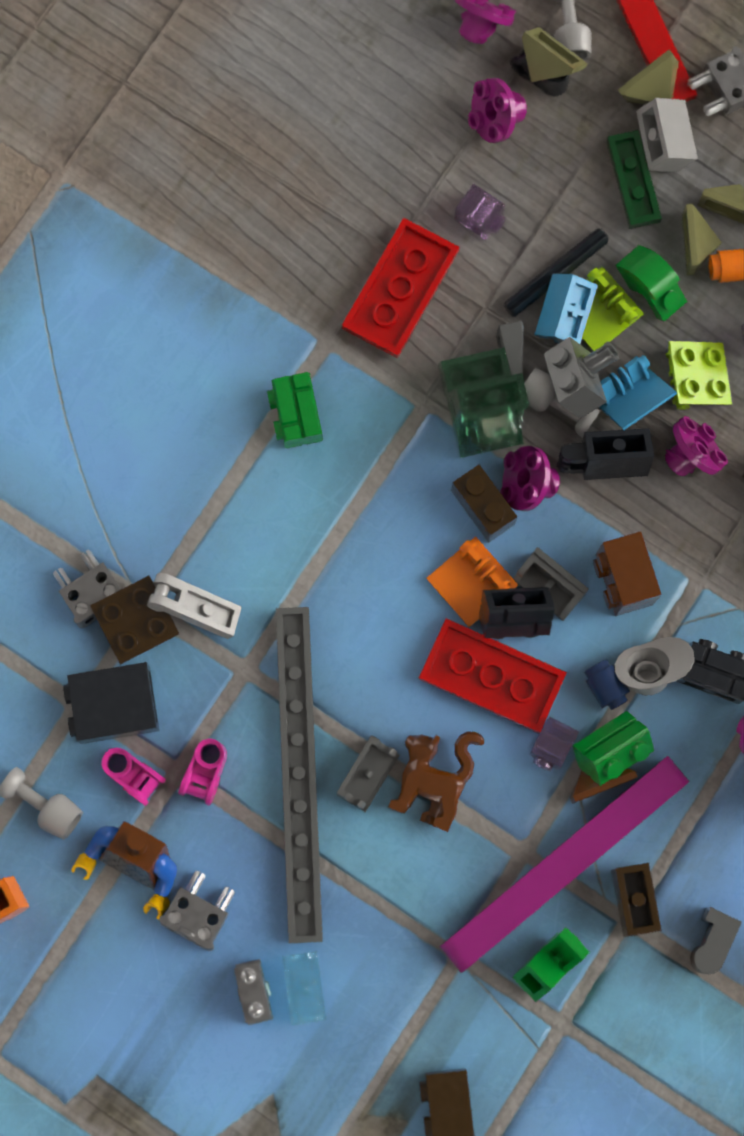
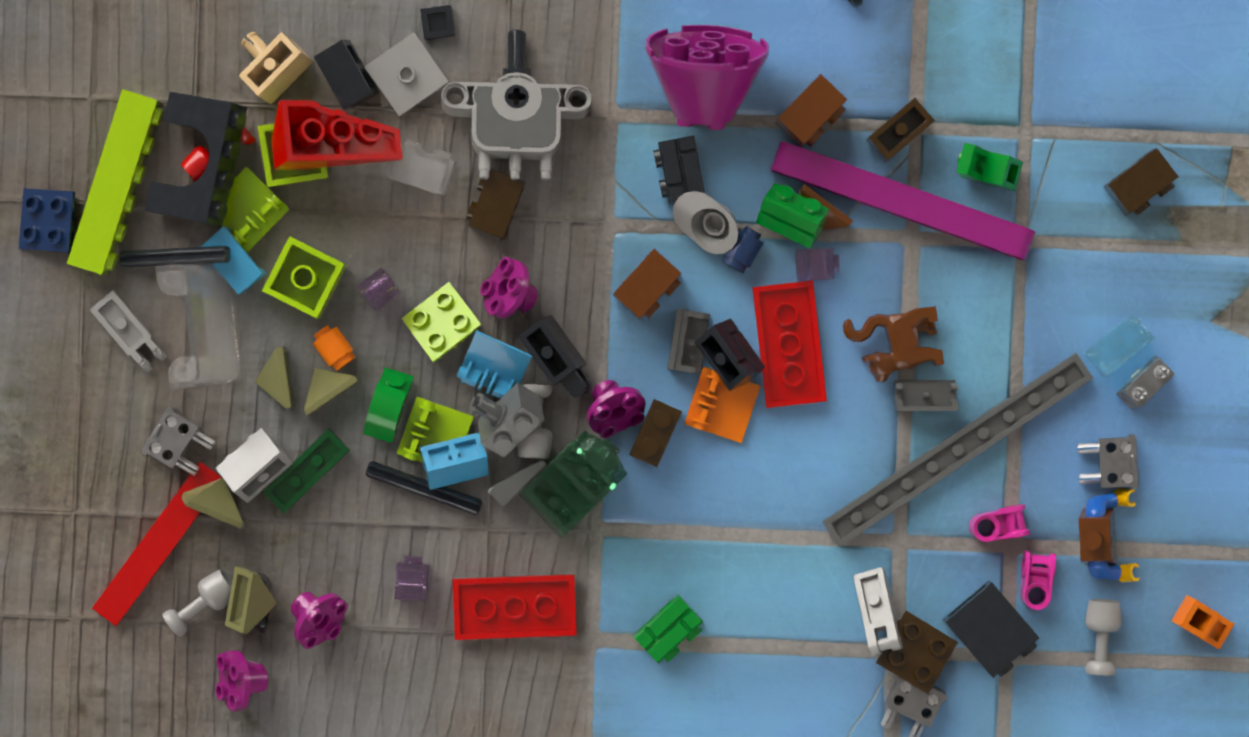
camera: 120 degrees left, 10 degrees up
(702, 824) = (811, 110): none -> reddish brown brick
(716, 943) = (897, 48): dark grey leg -> none

